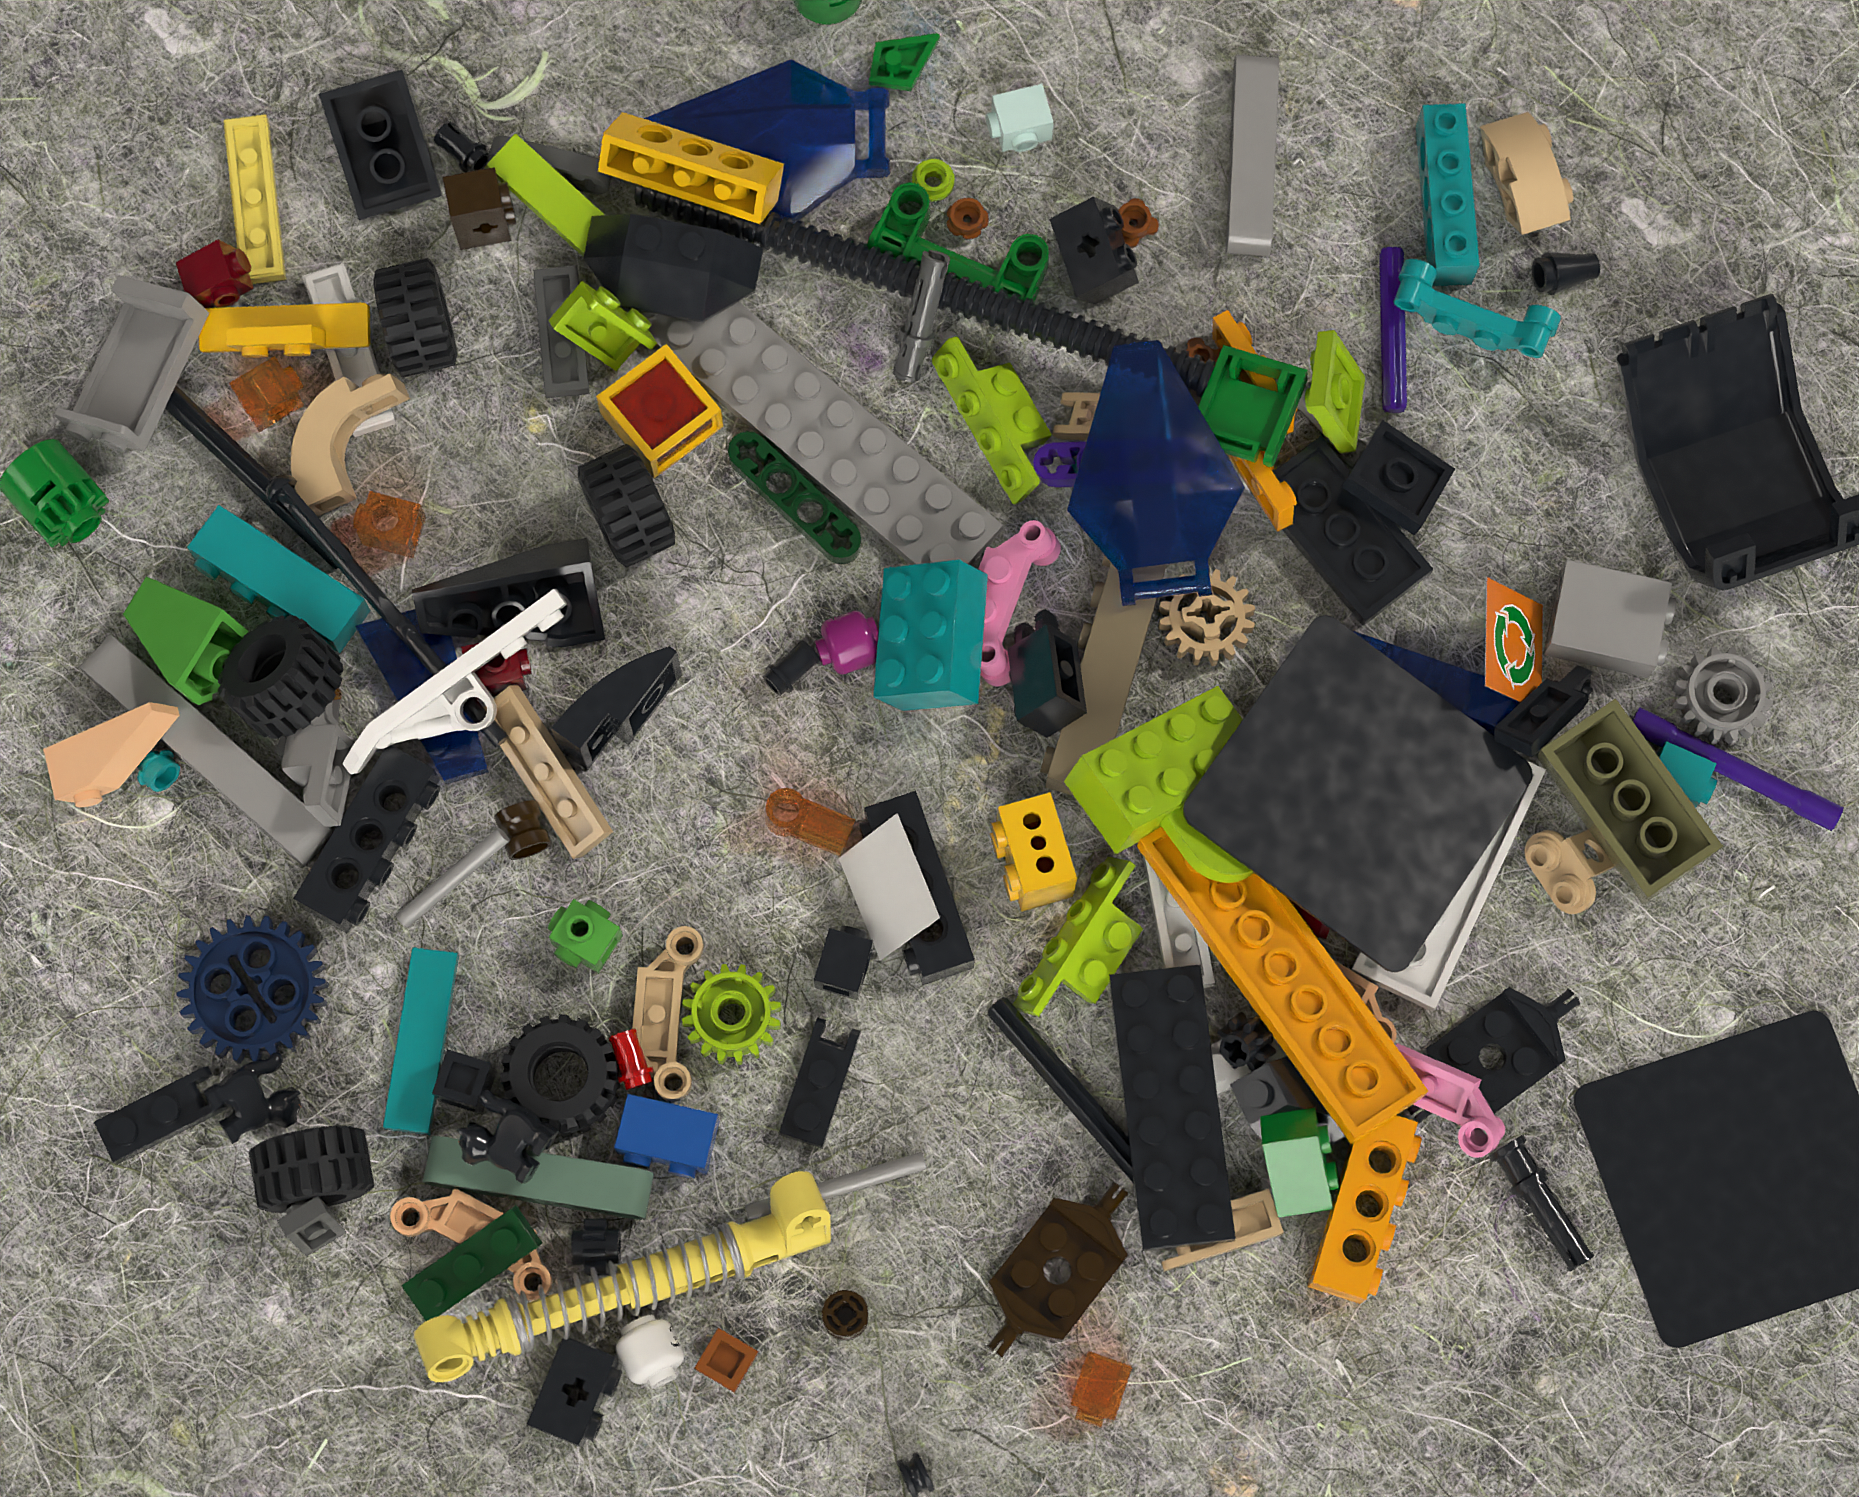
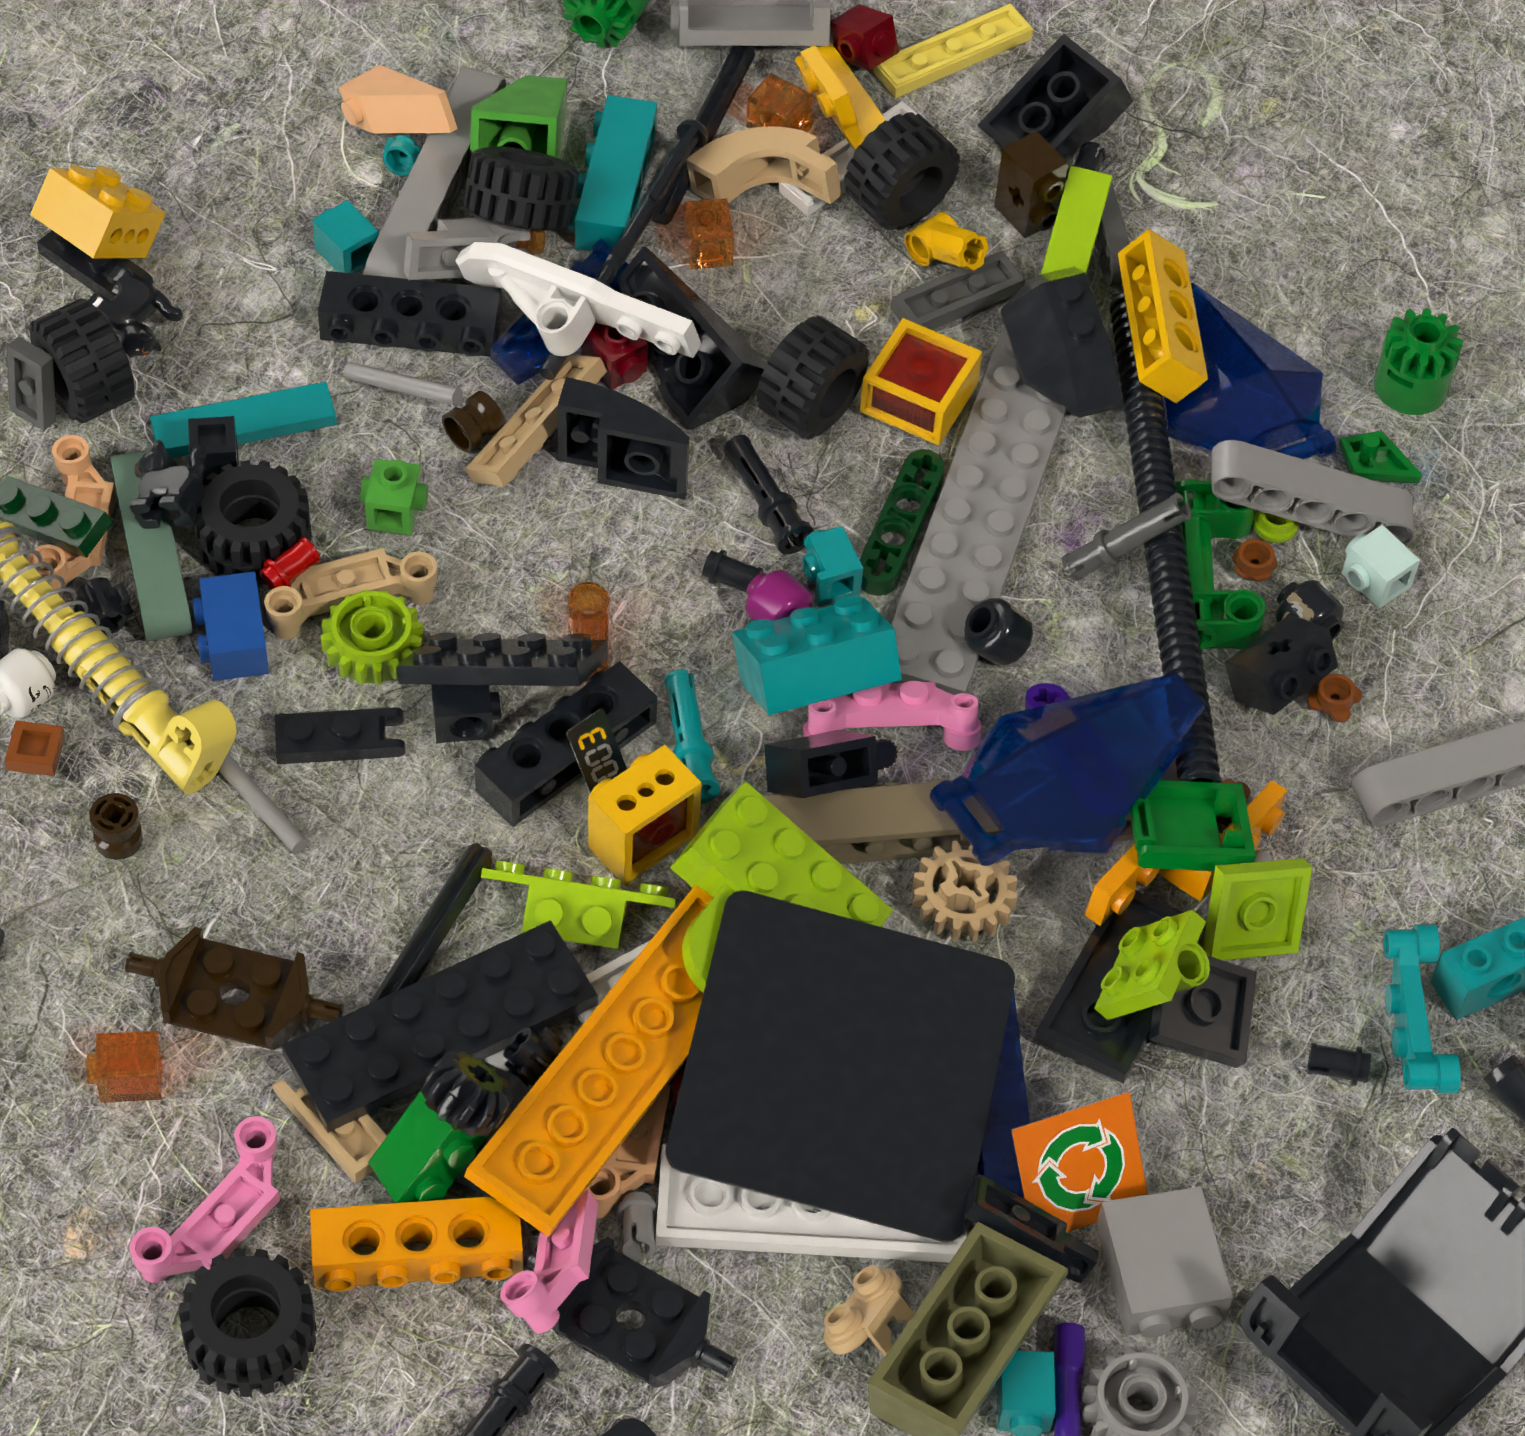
camera: 65 degrees right, 20 degrees down
(123, 1091) = (98, 212): none -> yellow piece
(218, 1012) = (235, 282): dark blue gear -> none
(244, 864) = (344, 237): none -> teal brick
(495, 319) = (944, 241): none -> yellow piece
(601, 326) = (975, 303): lime bracket -> none
(737, 600) = (775, 507): none -> black pin
(822, 579) = (832, 565): none -> teal brick
(830, 910) = (499, 661): none -> black plate
(889, 887) = (546, 708): white sticker -> none
(937, 138) = (1308, 492): none -> light grey beam
(950, 866) = (596, 749): none -> black sticker
(961, 469) = (998, 631): none -> black head
(972, 784) = (687, 727): none -> teal pin
(997, 415) = (1078, 650): lime bracket -> none
(1042, 198) = (1311, 603): none -> black head
(1274, 1356) = (222, 1217): none -> bright pink plate
(1292, 1112) = (467, 1093): none -> black gear
(1367, 501) = (1154, 965): none -> lime plate
(1392, 333) = (1341, 966): dark purple axle -> none
(1415, 1018) = (638, 1216): none -> light grey pin
(1424, 1349) = (242, 1284): none -> black tyre
(1483, 395) = (1339, 1063): none -> black pin

